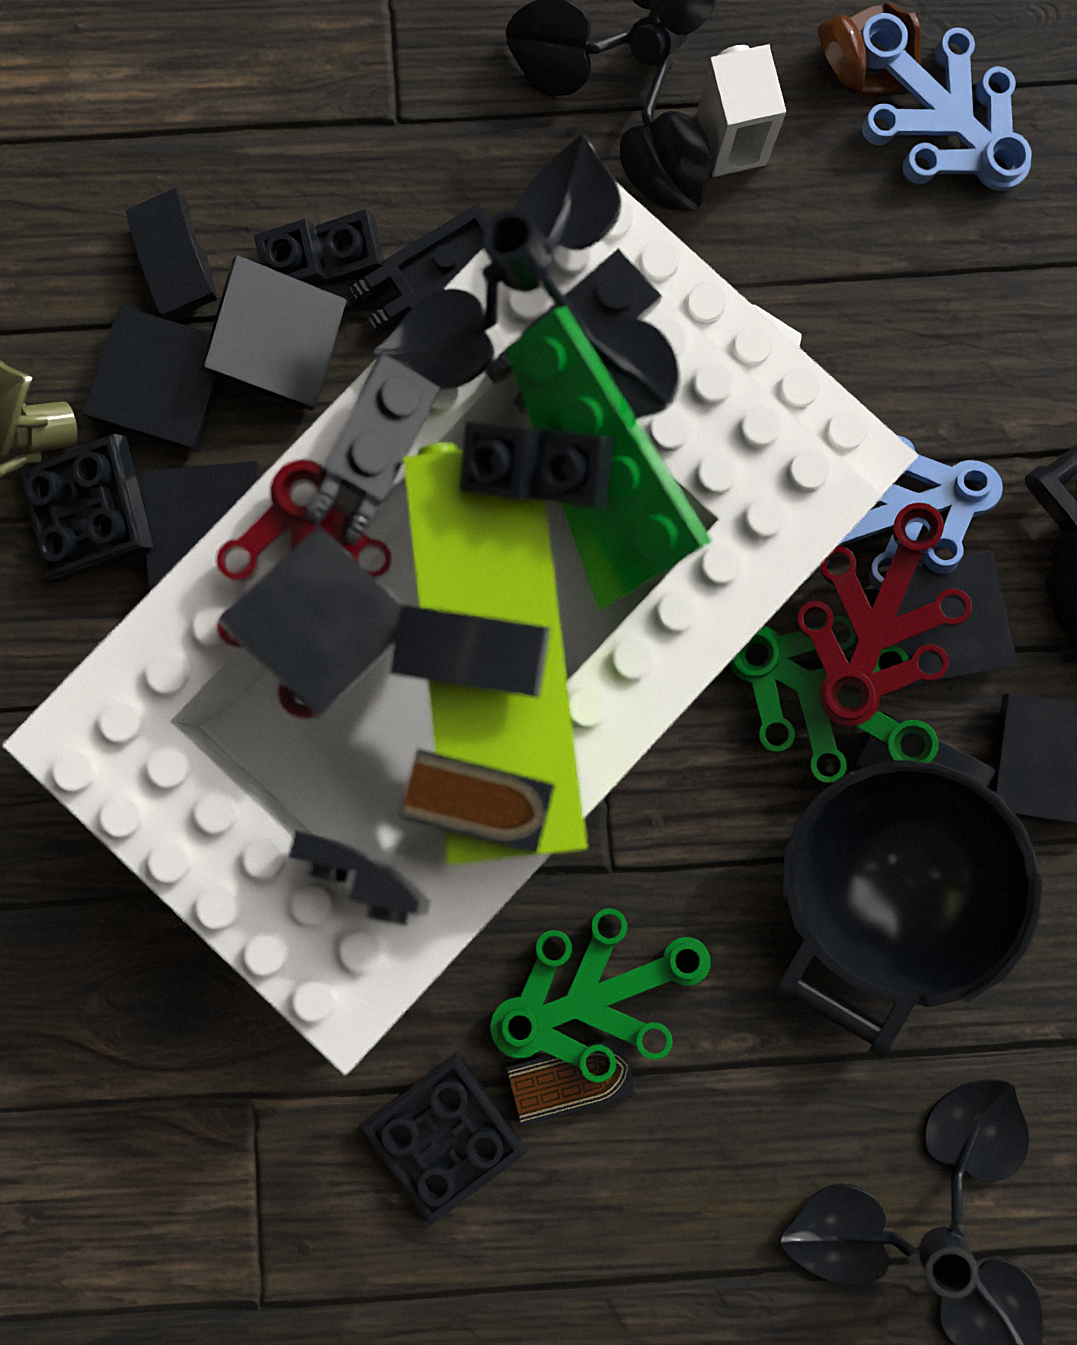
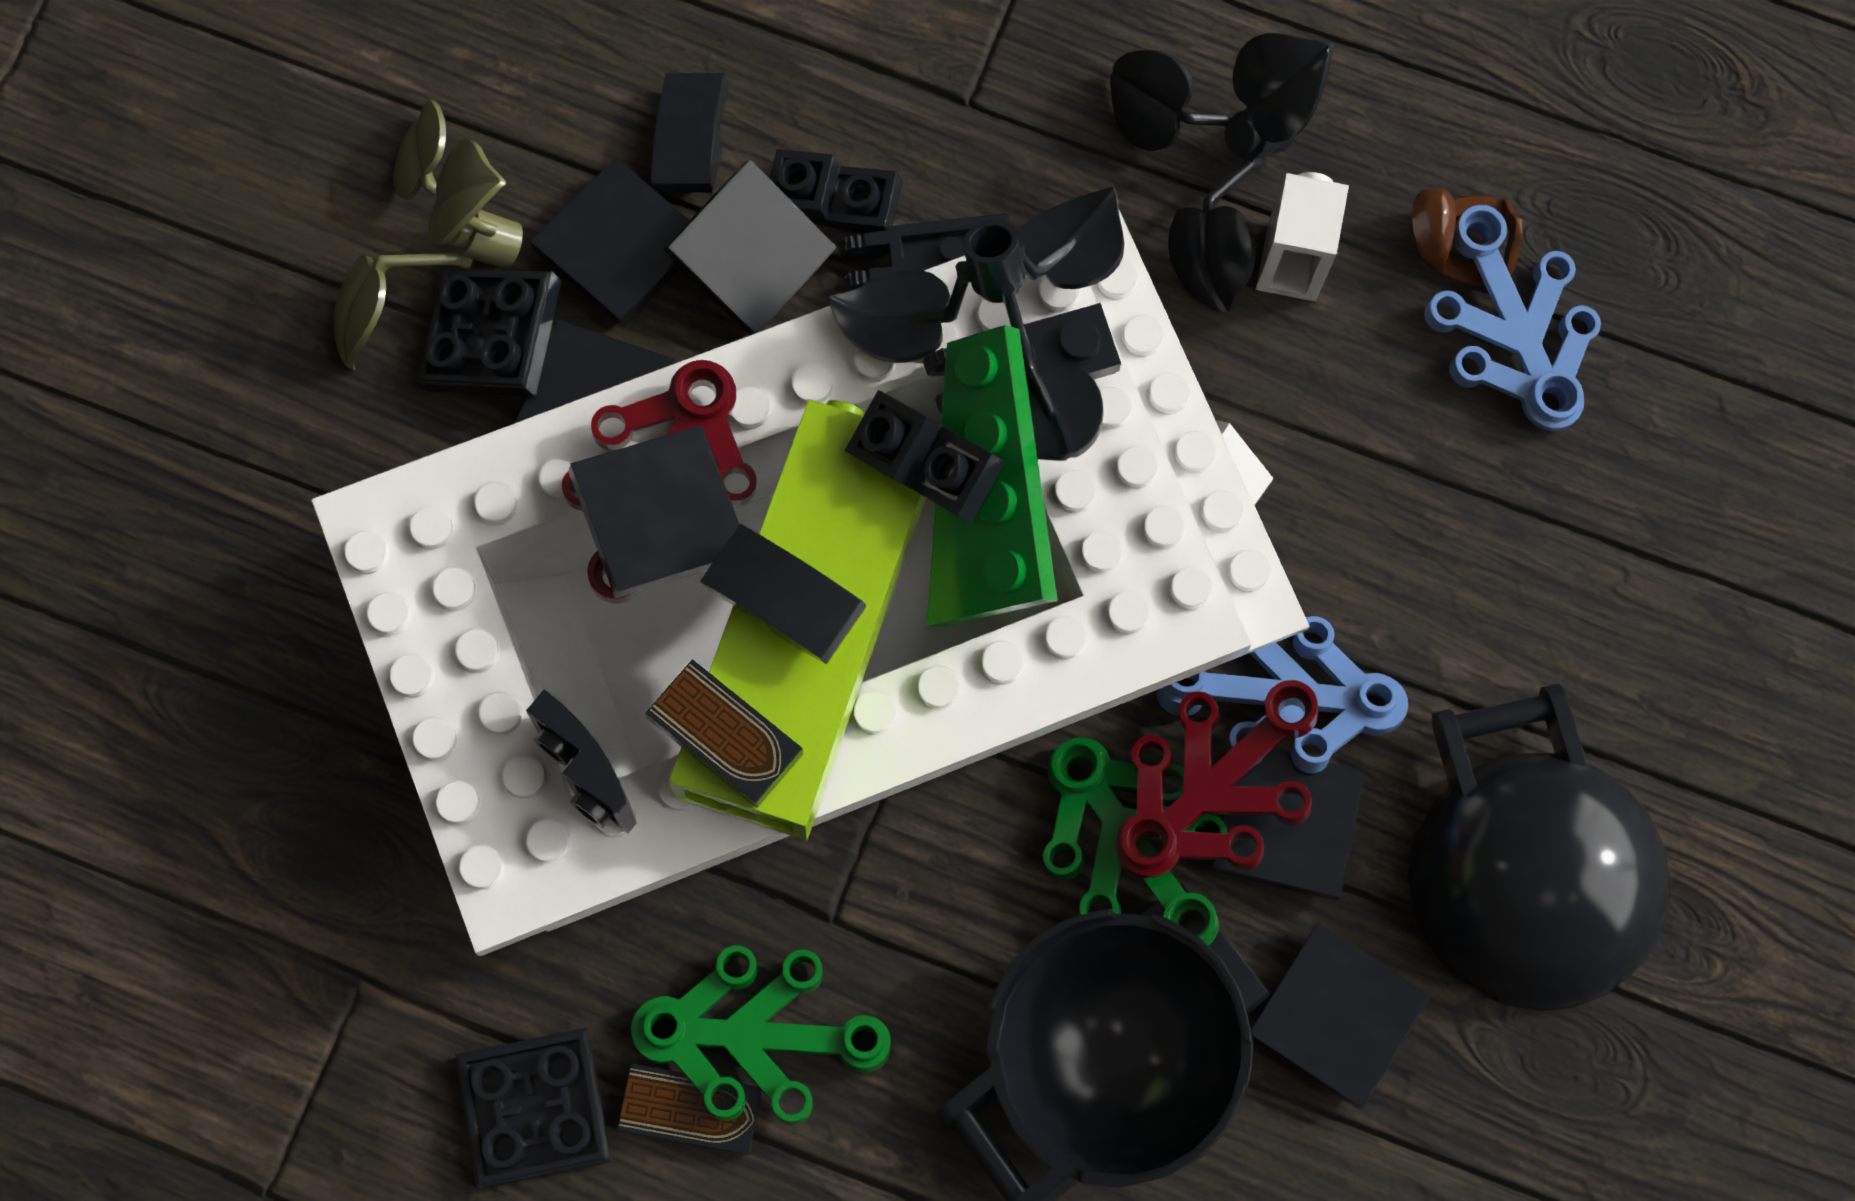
camera: 25 degrees right, 10 degrees down
(372, 444) = (787, 375): black hinge -> none

